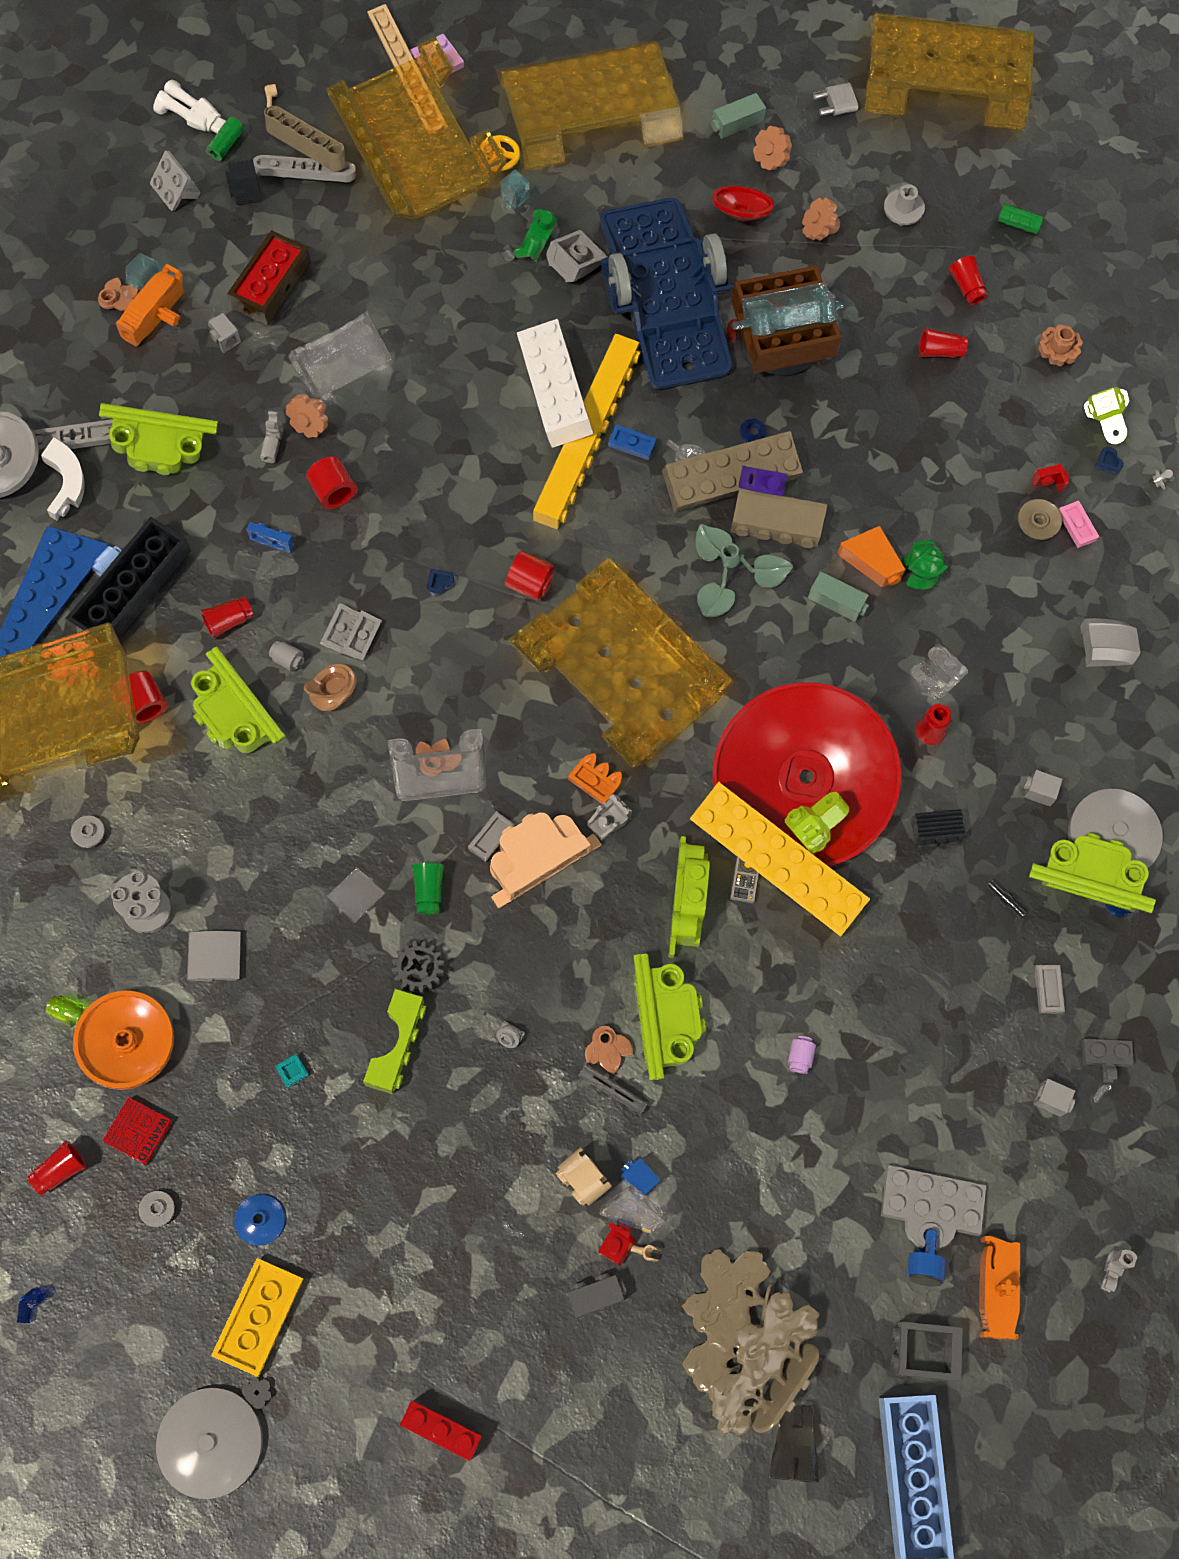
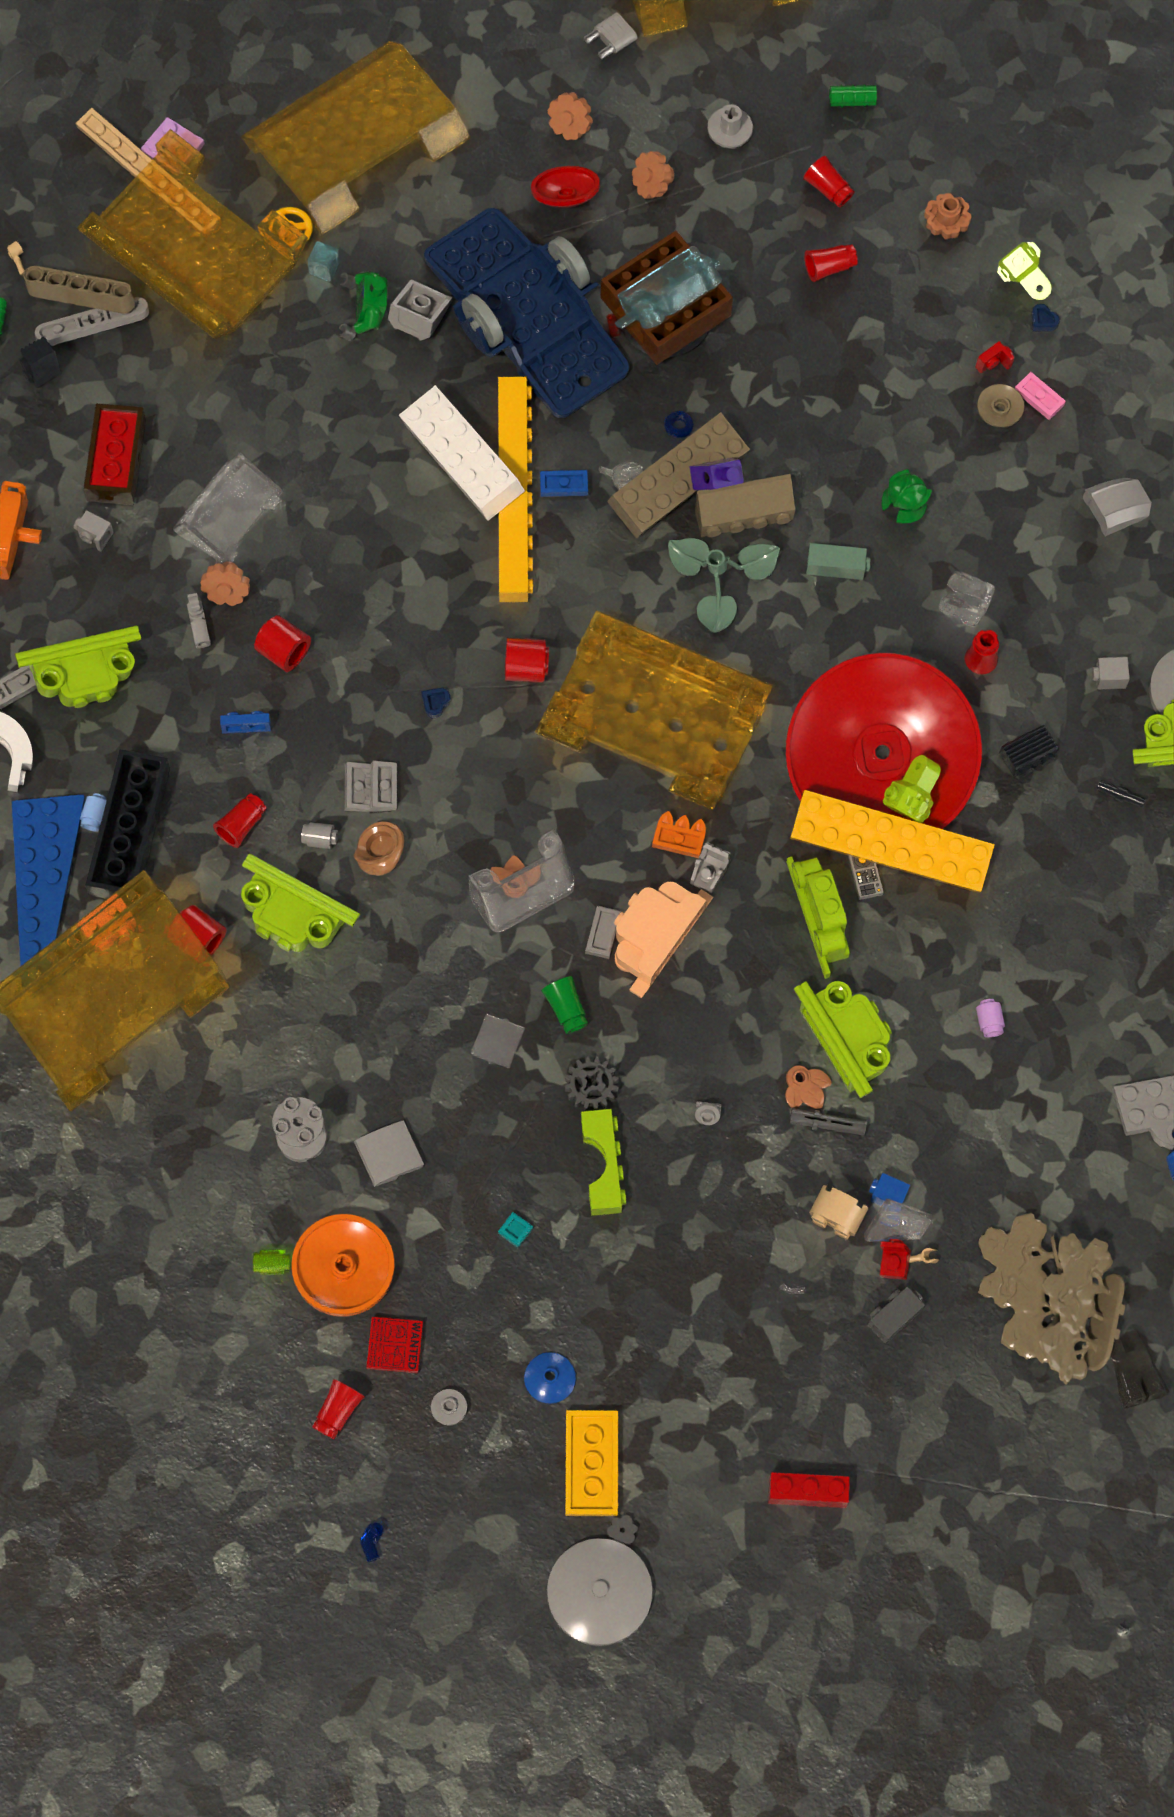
camera: 20 degrees left, 0 degrees up
(87, 831) = (206, 1085): light grey piece -> none
(738, 115) = (518, 92): sand green brick -> none
(873, 557) = (854, 508): orange slope -> none
(1160, 479) = (1101, 318): light grey plate -> none

